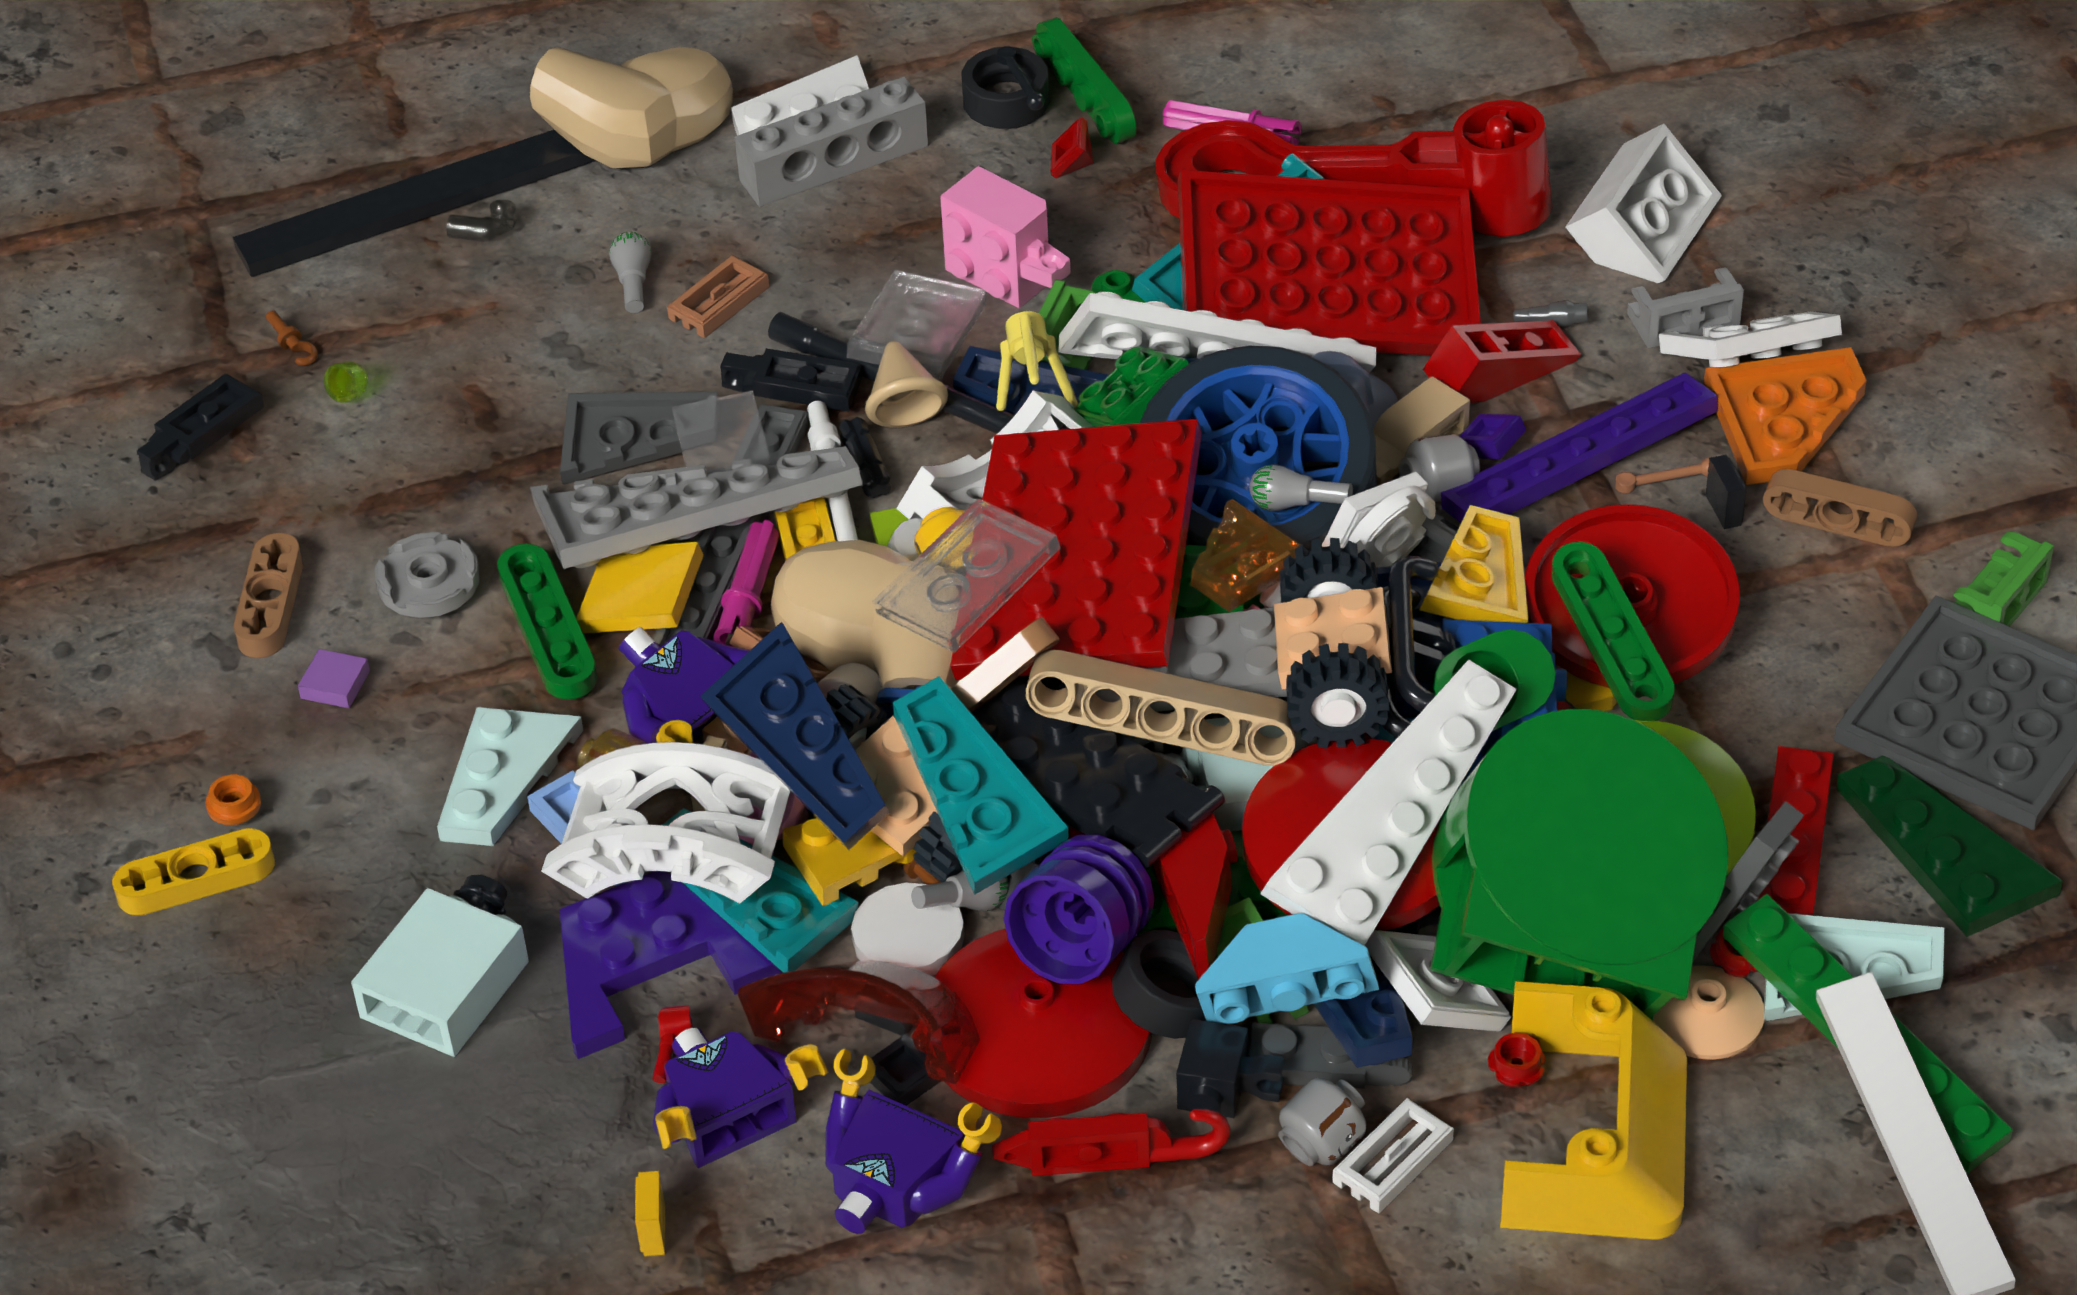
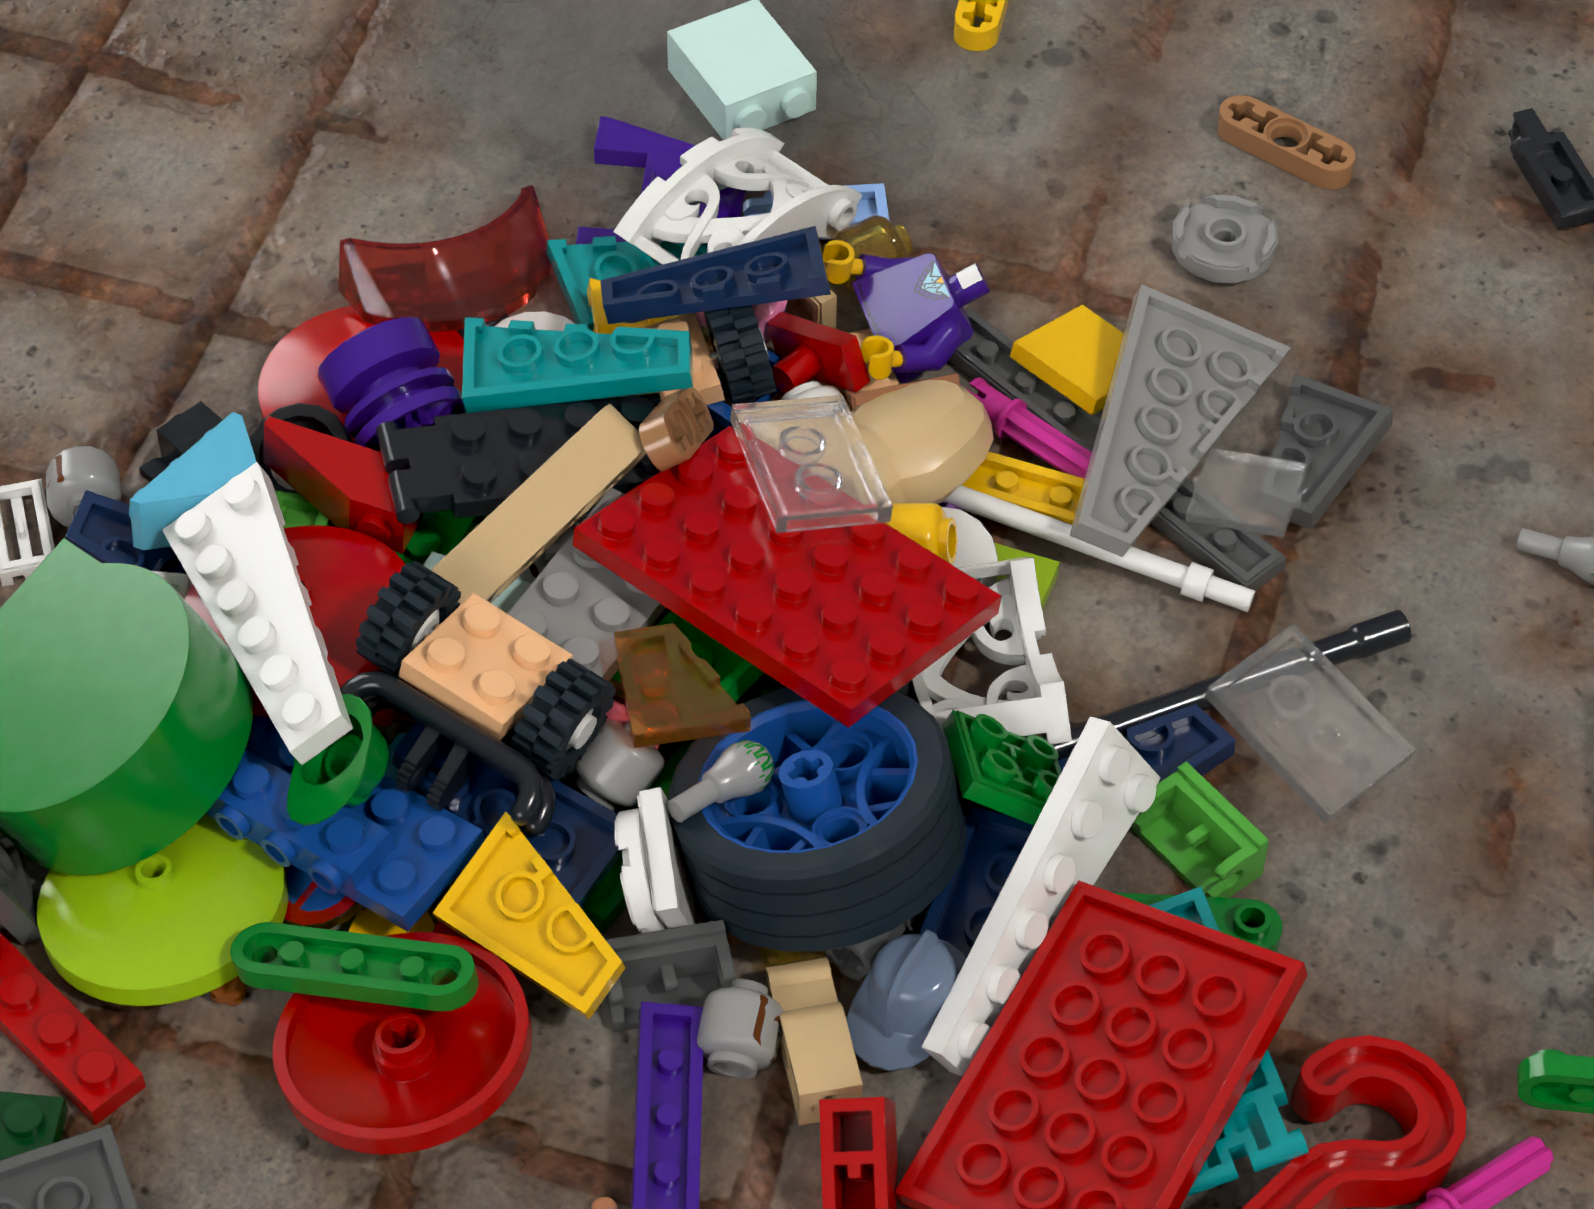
camera: 120 degrees right, 5 degrees up
(232, 800) = (1044, 35): orange plate -> none
(333, 678) = (1145, 144): medium lavender tile -> none
(342, 378) = (1548, 289): clear neon green hinge -> none
(483, 894) = (803, 126): black plate -> none
(498, 768) = (949, 200): light aqua wing -> none
(547, 621) = (1077, 281): green plate -> none
(650, 1213) = (396, 86): yellow tile -> none
(671, 1023) = (565, 180): red hand -> none
(724, 299) = (1473, 619): nougat tile -> none
(728, 1092) = (463, 159): dark purple torso -> none
(793, 377) = (1301, 592): black hinge -> none
(866, 455) = (1148, 601): black axle -> none
(894, 1157) = (303, 225): dark purple torso -> none
(903, 390) = (1196, 640): tan hat -> none
(999, 238) = (1371, 828): bright pink hinge -> none
(1028, 343) = (1166, 742): light yellow plant -> none
(1071, 150) = (1524, 1018): red slope -> none
(1107, 1143) = (197, 357): red plate -> none
(1493, 434) = (757, 1115): dark purple tile -> none

